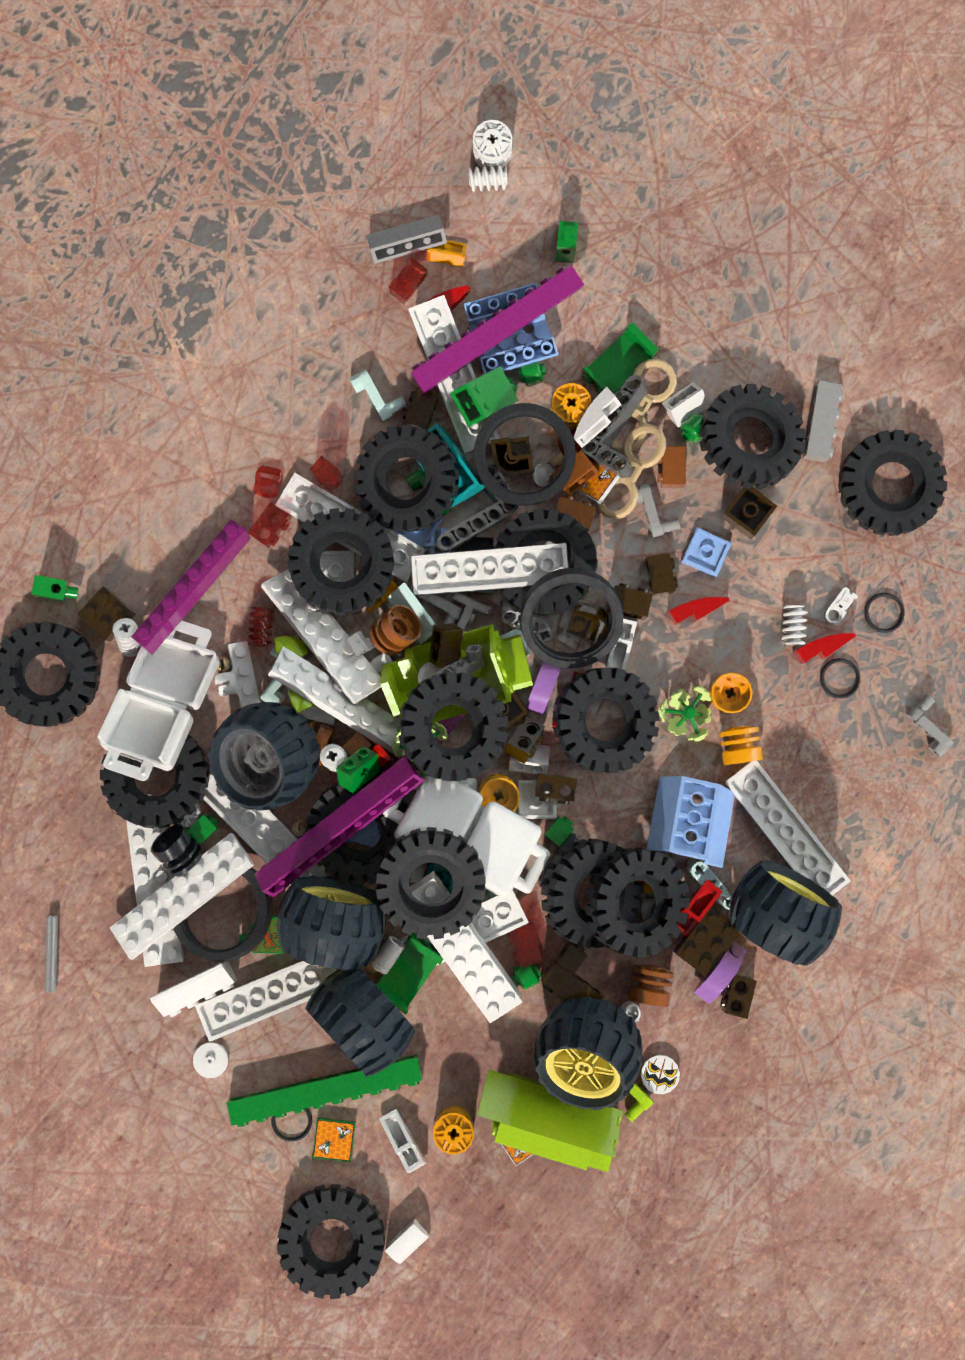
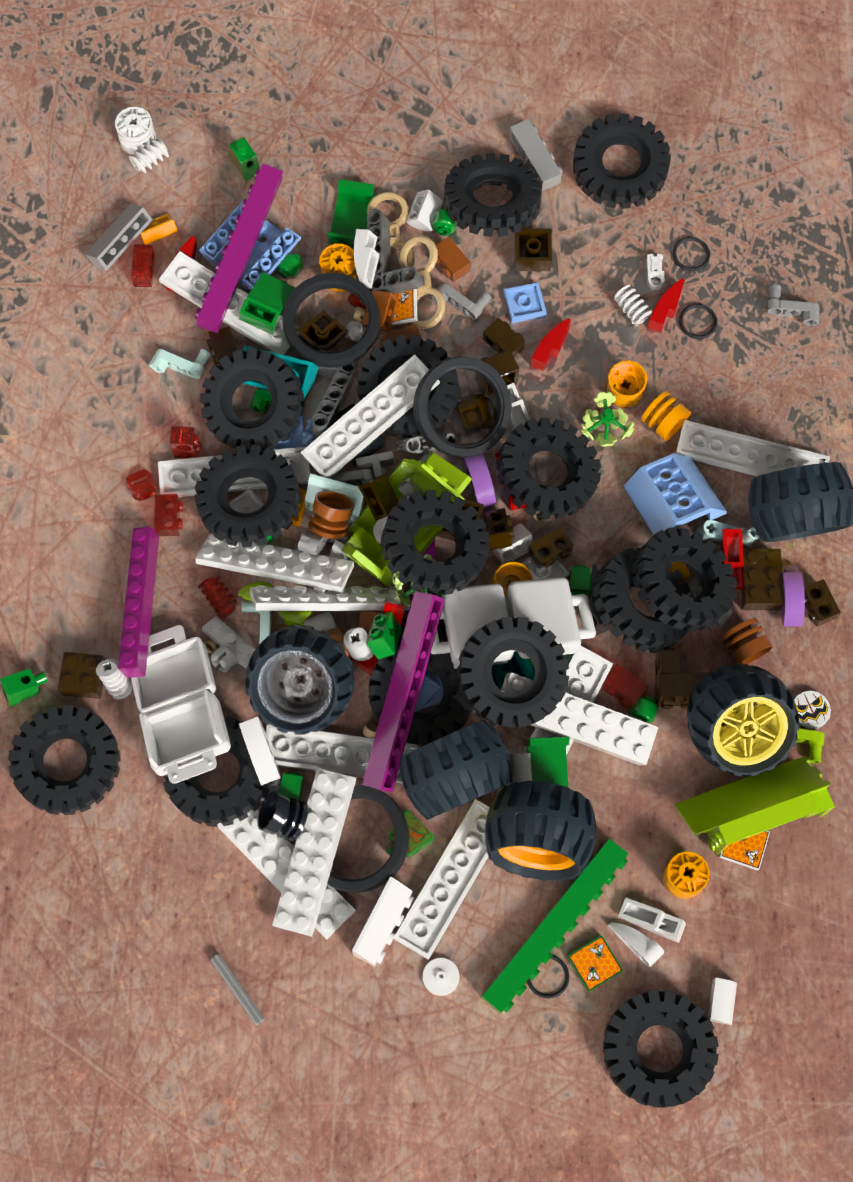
camera: 35 degrees left, 15 degrees down
(191, 789) = (259, 750): none -> white slope
(378, 1150) = (644, 948): none -> white piece

